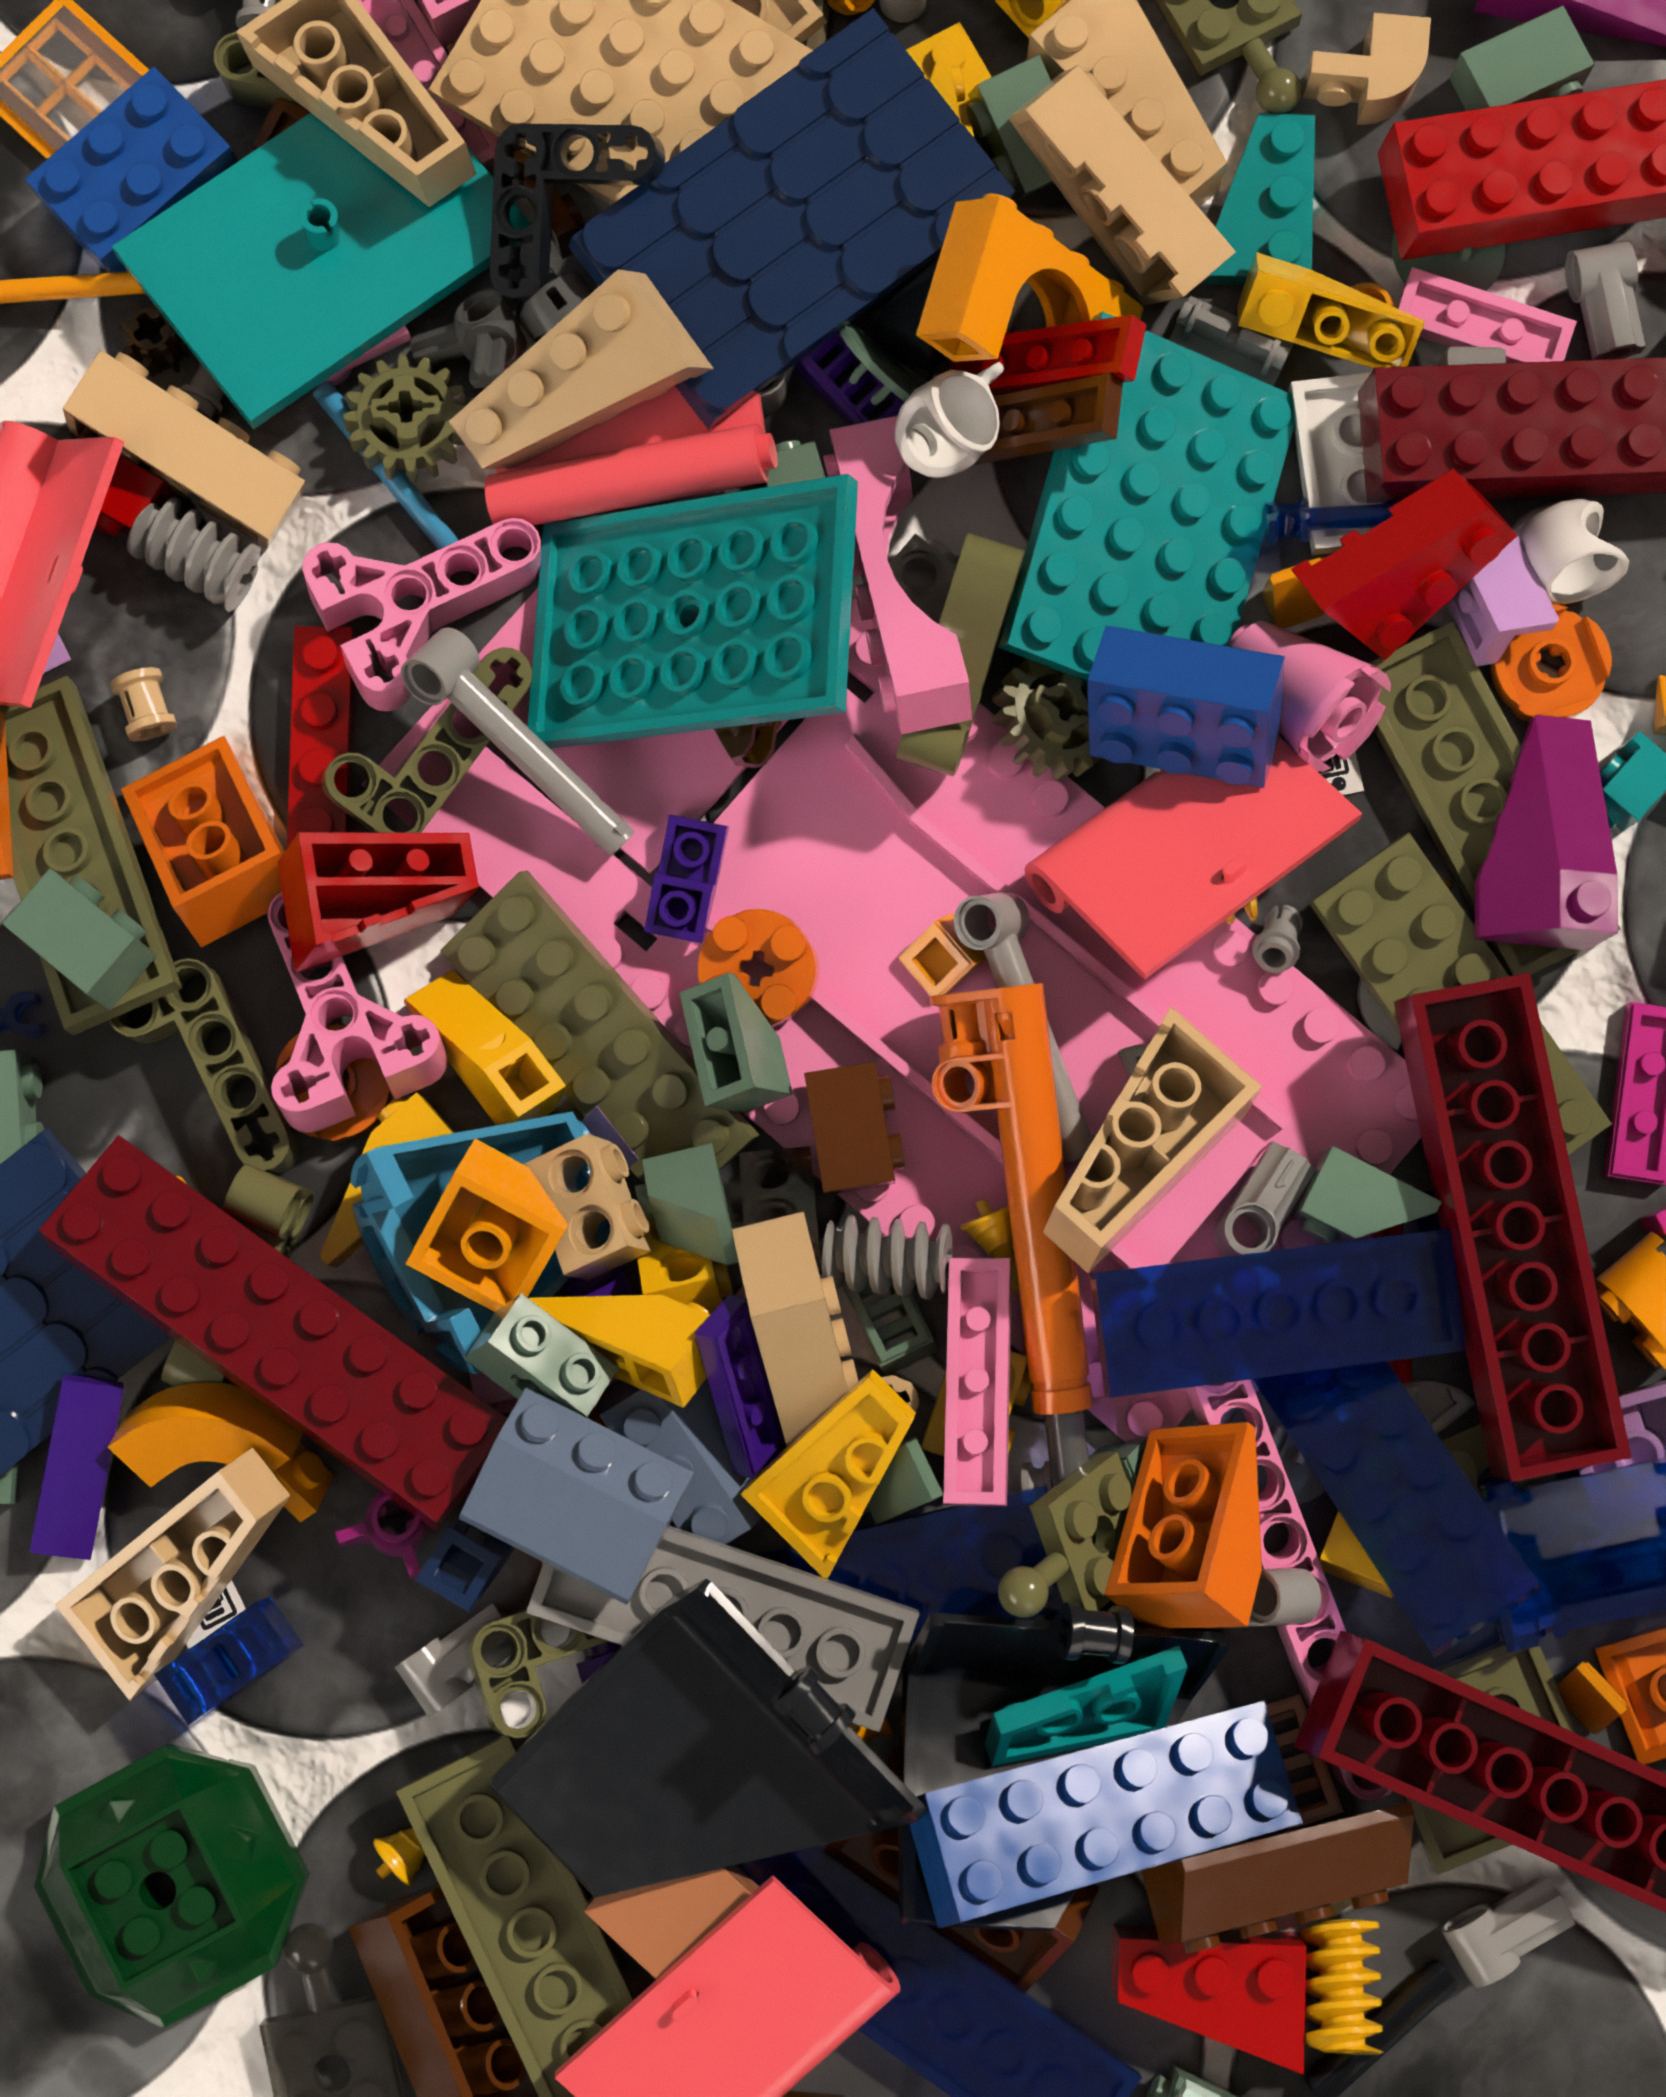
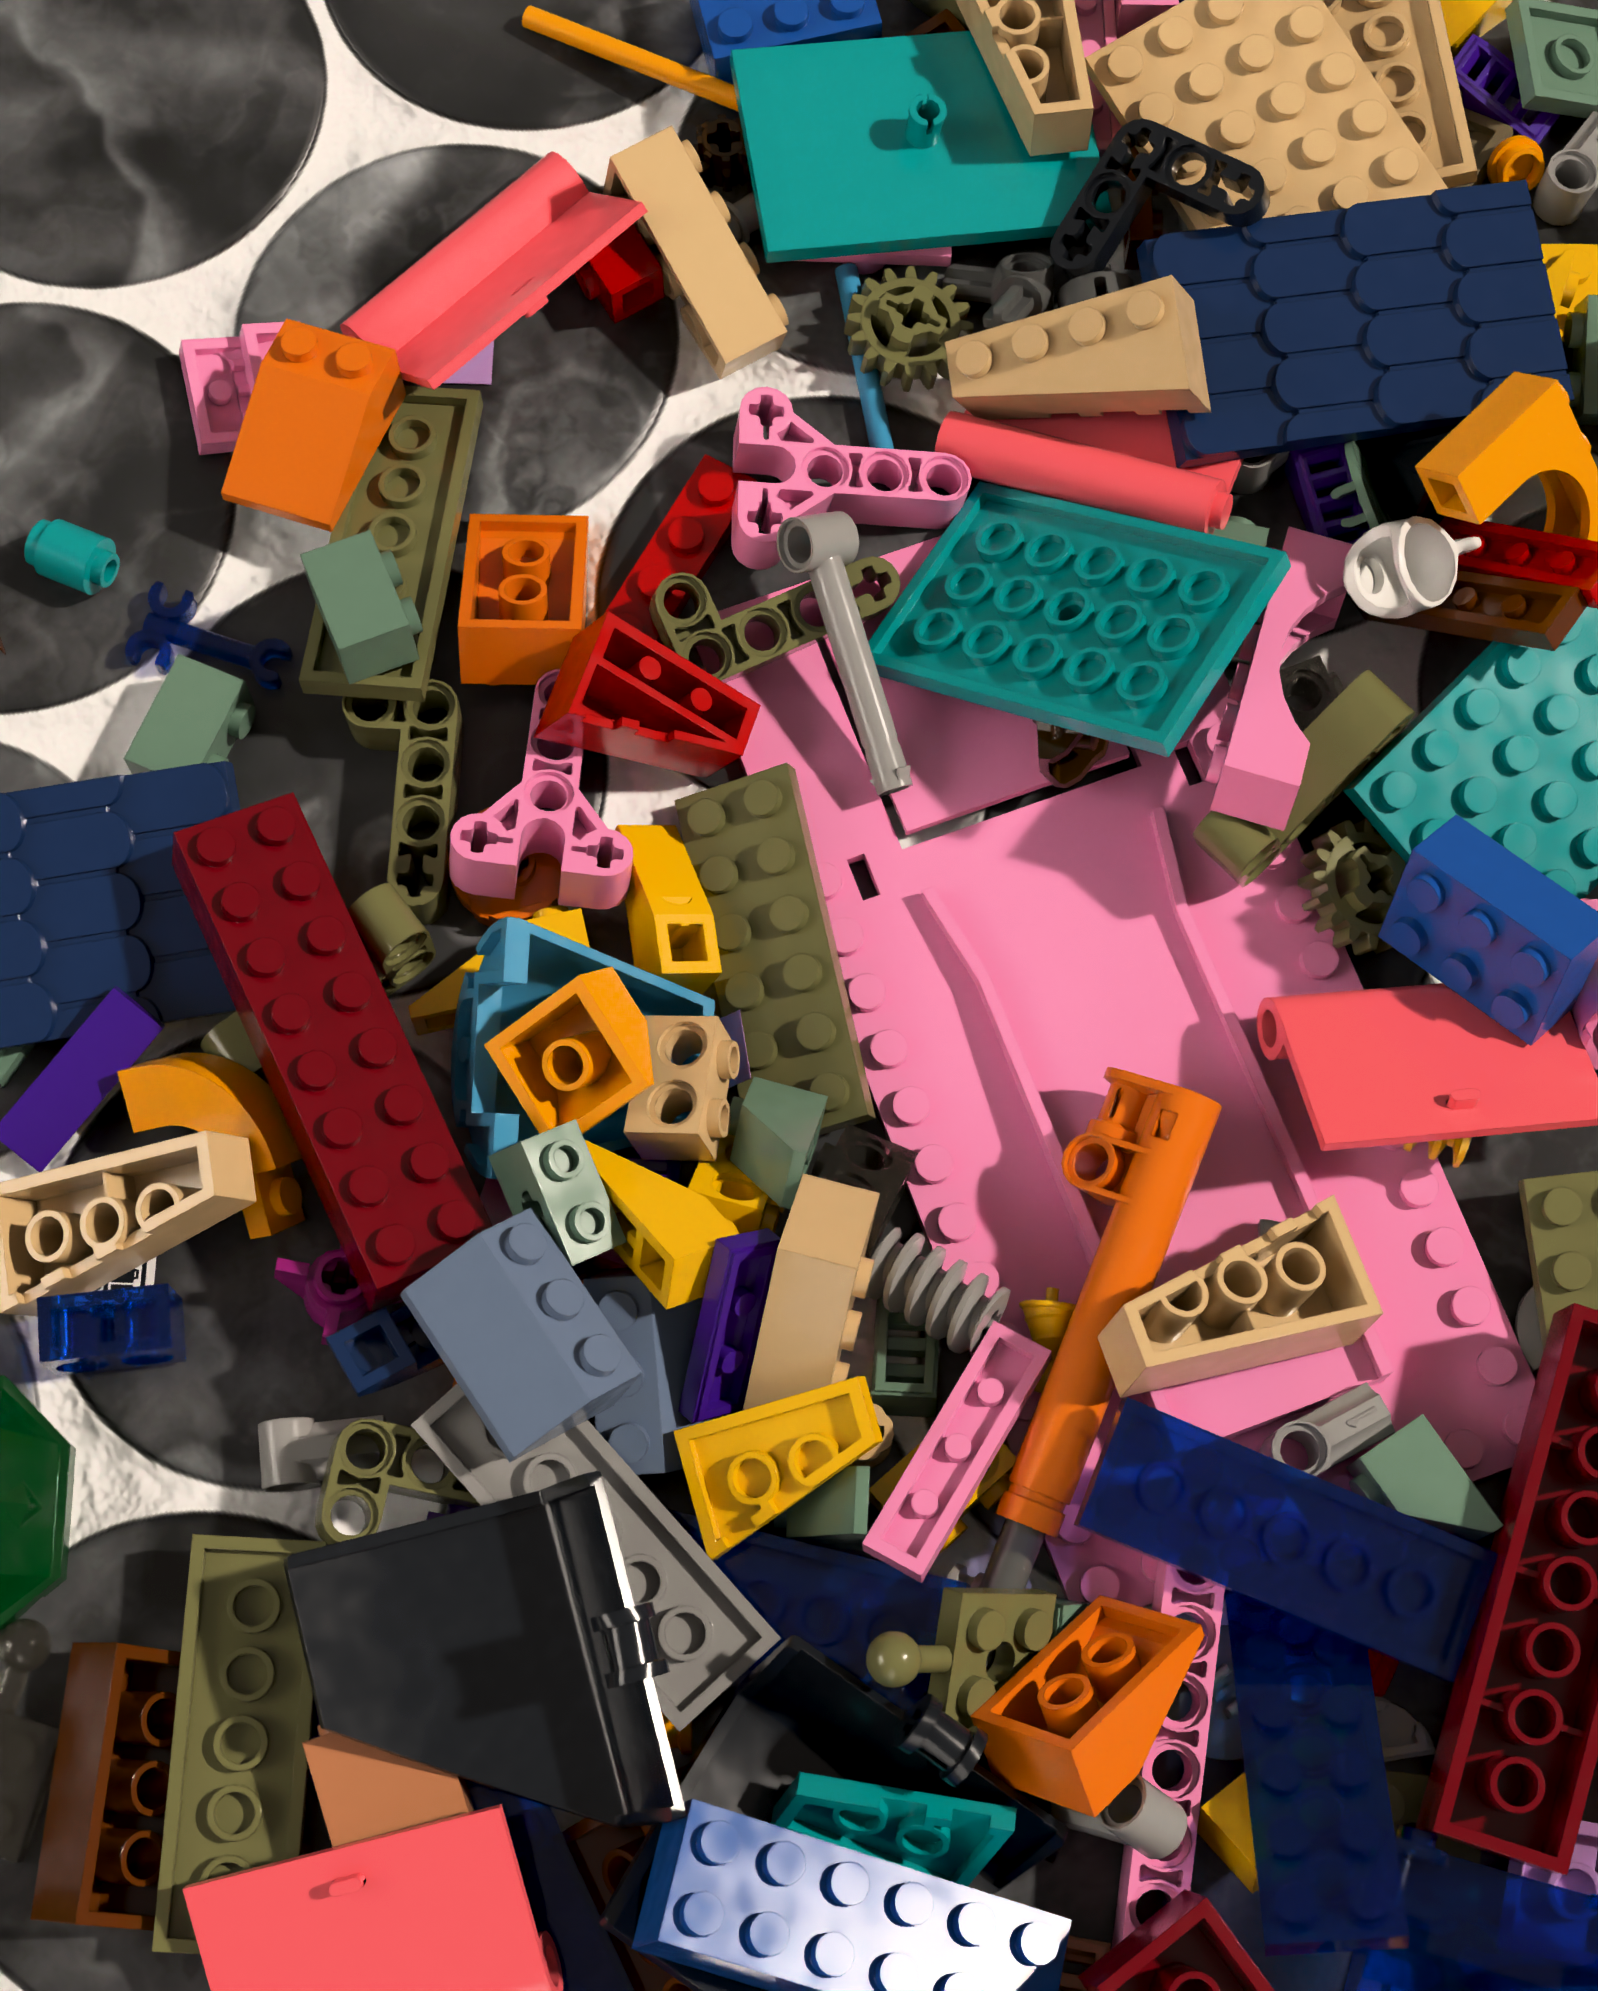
camera: 25 degrees right, 10 degrees down
(143, 703) = (533, 450): tan bush -> none
(194, 553) = (654, 344): light grey piece -> none
(401, 1855) = (161, 1606): yellow piece -> none
(686, 879) = (938, 850): dark purple slope -> none
(733, 1047) = (897, 1019): sand green slope -> none
(785, 947) = (963, 999): orange plate -> none
(852, 1129) = (966, 1153): reddish brown brick -> none
(940, 958) = (1141, 1043): light orange slope -> none
(1011, 969) = (1197, 1073): light grey piece -> none
(1277, 945) = (1468, 1204): light grey pin -> none

